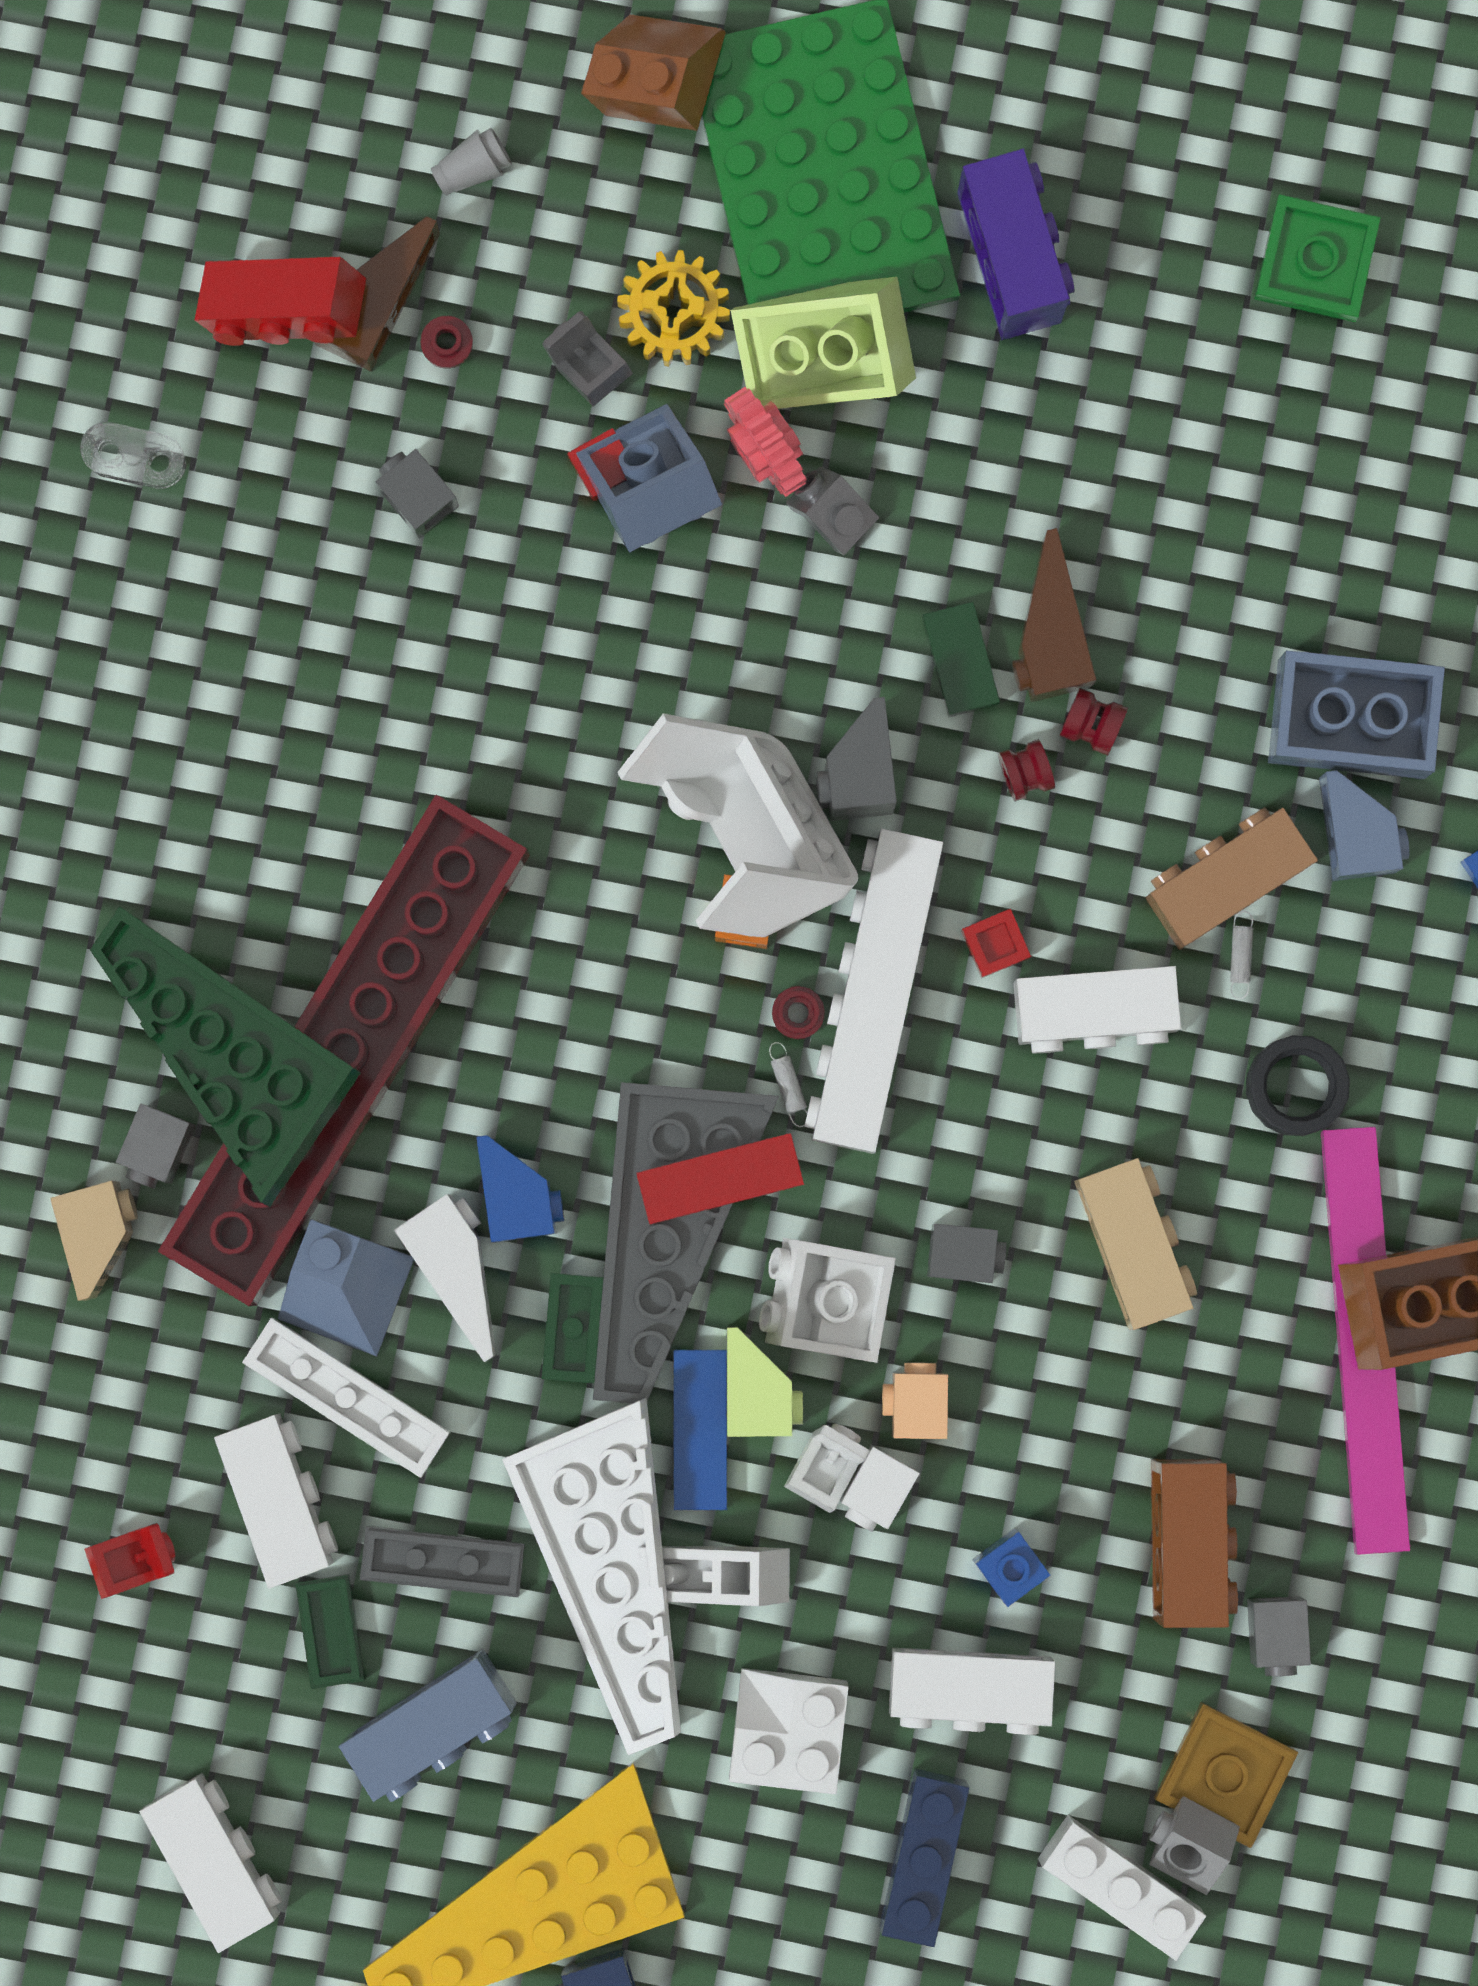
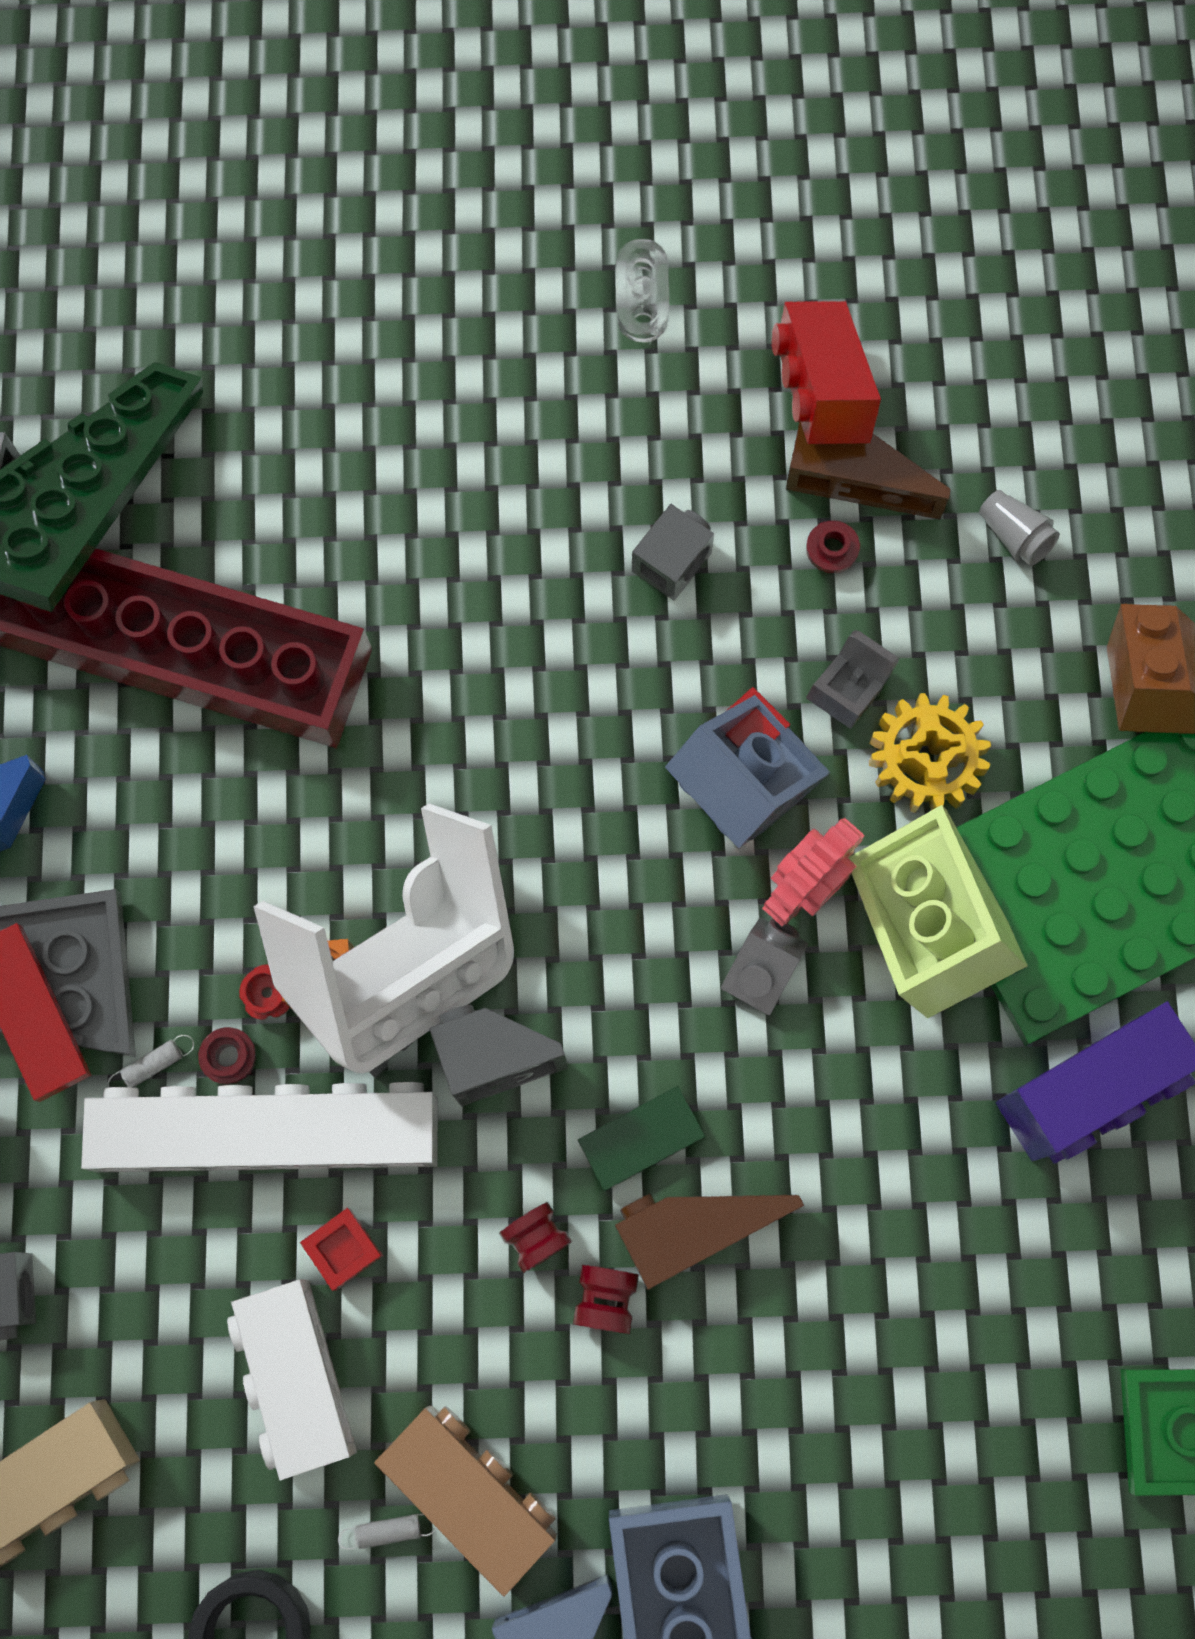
camera: 80 degrees right, 10 degrees down
(746, 979) = (252, 995): none -> red plate

